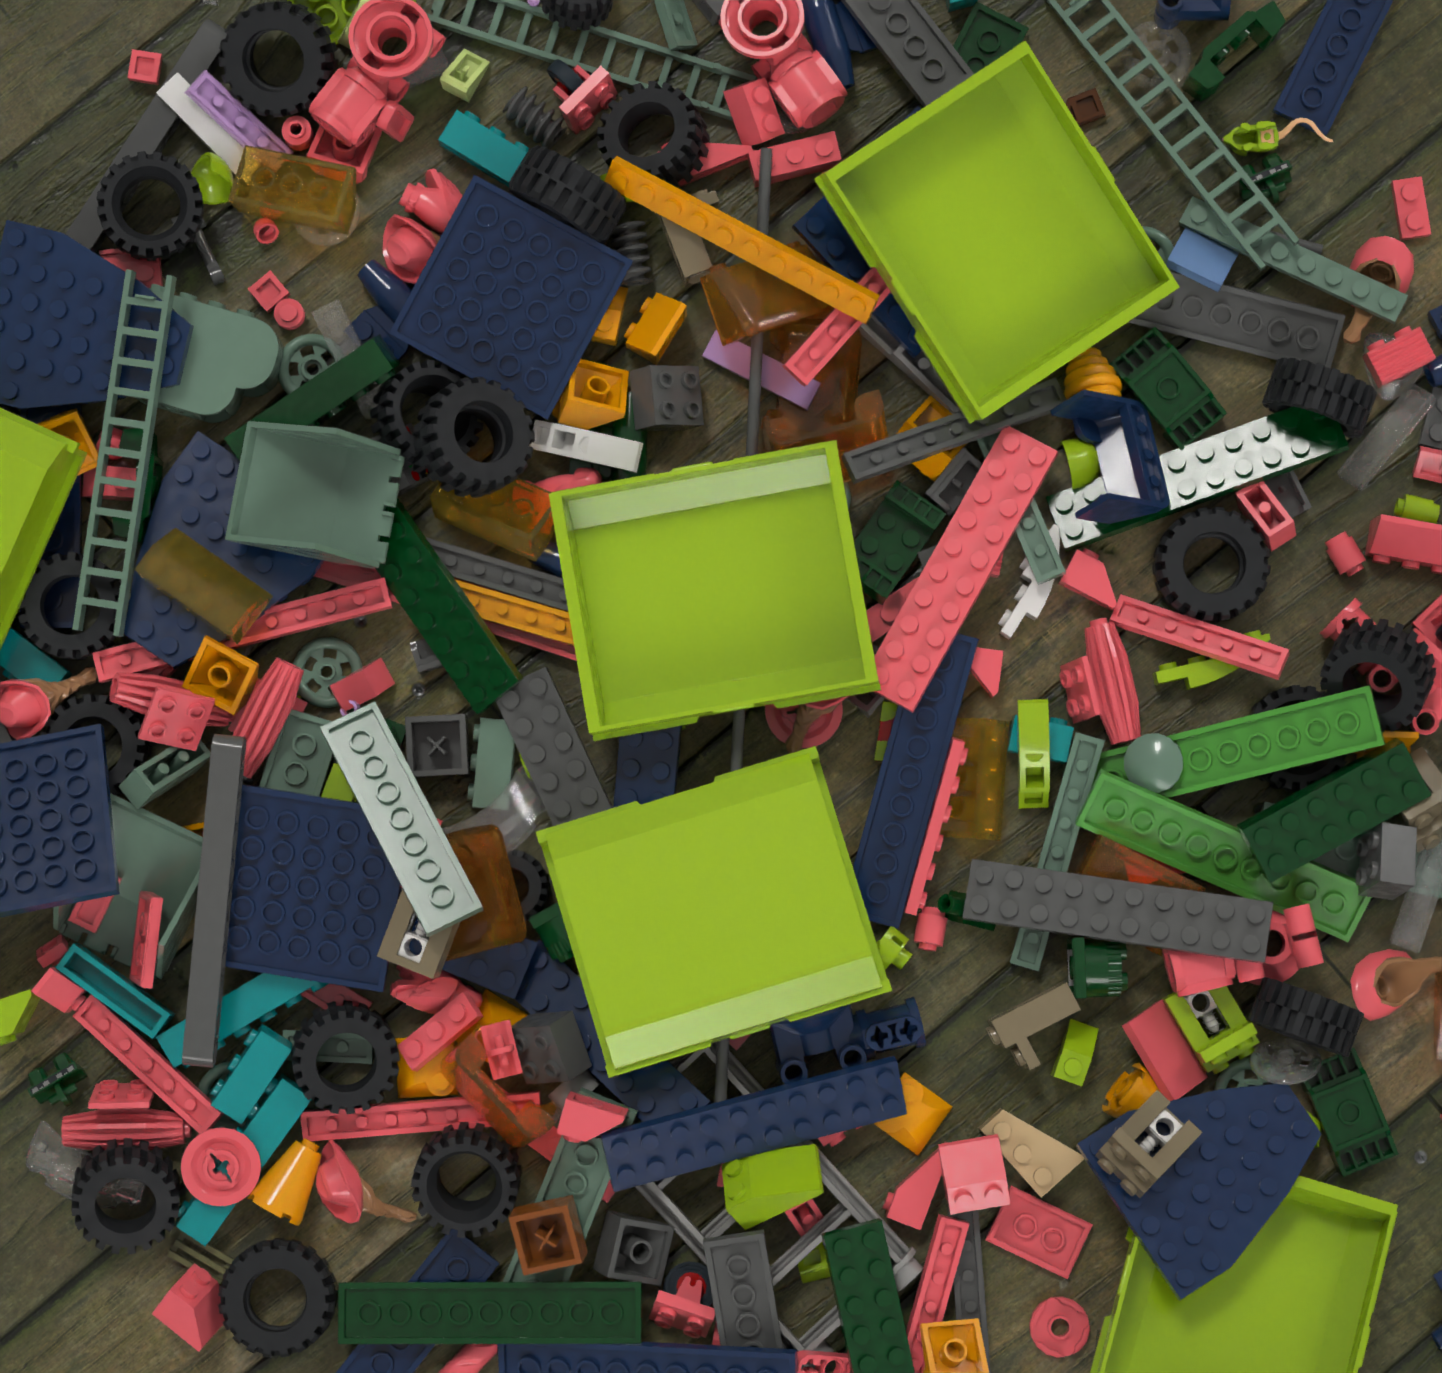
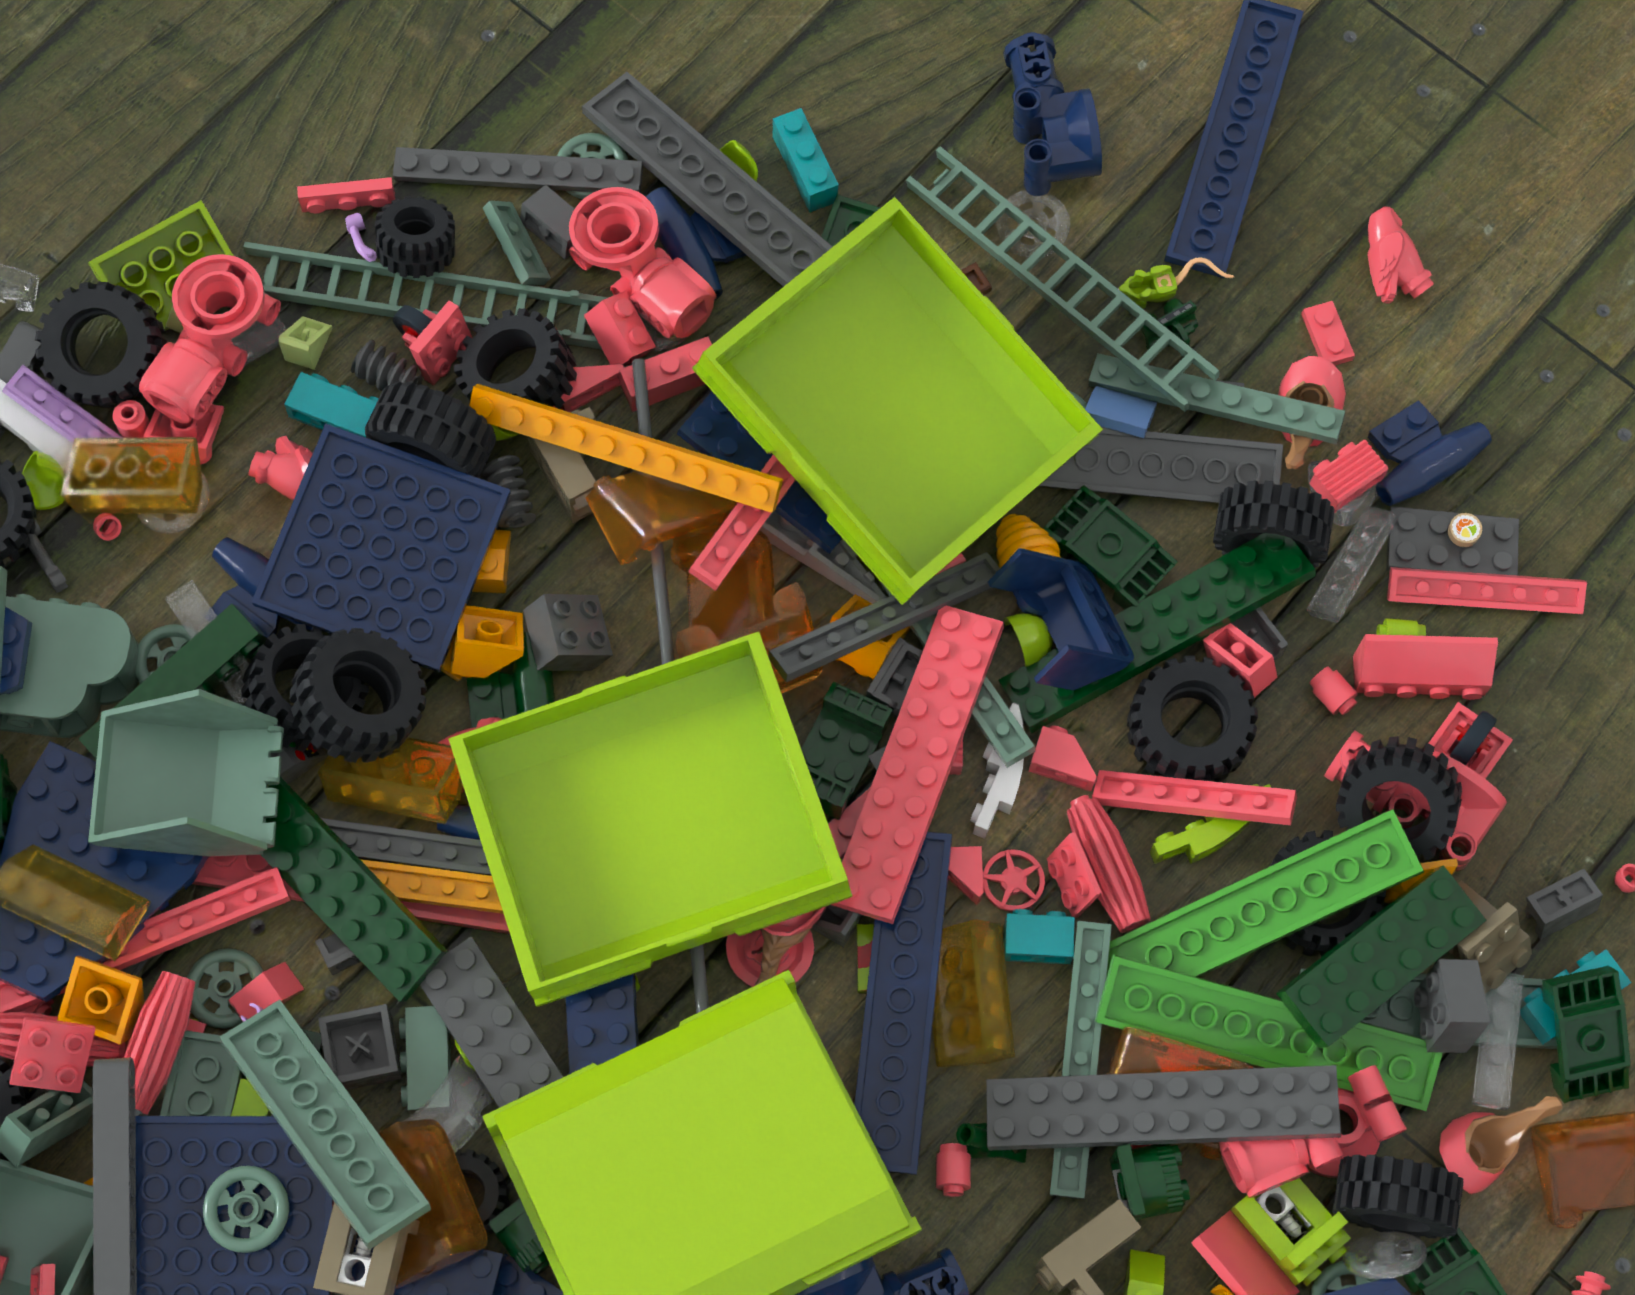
camera: 10 degrees left, 15 degrees down
(268, 291) = (117, 588): coral plate -> none
(289, 314) = (142, 609): coral wheel -> none
(307, 895) = (219, 1195): none -> sand green plate
(395, 120) = (235, 392): coral piece -> none
(407, 247) = (261, 517): coral hat -> none
(586, 445) = (485, 693): white slope -> none
(656, 327) = (547, 562): light orange slope -> none
(774, 377) = (684, 596): lavender tile -> none
(892, 948) = (915, 1196): lime piece -> none
(940, 813) = (941, 1036): coral plate -> none
(1027, 680) = (1013, 880): none -> coral wheel
(1033, 753) = (1035, 951): lime slope -> none
(1153, 762) = (1170, 939): sand green dish -> none
(1259, 25) = (1128, 174): dark green plate -> none

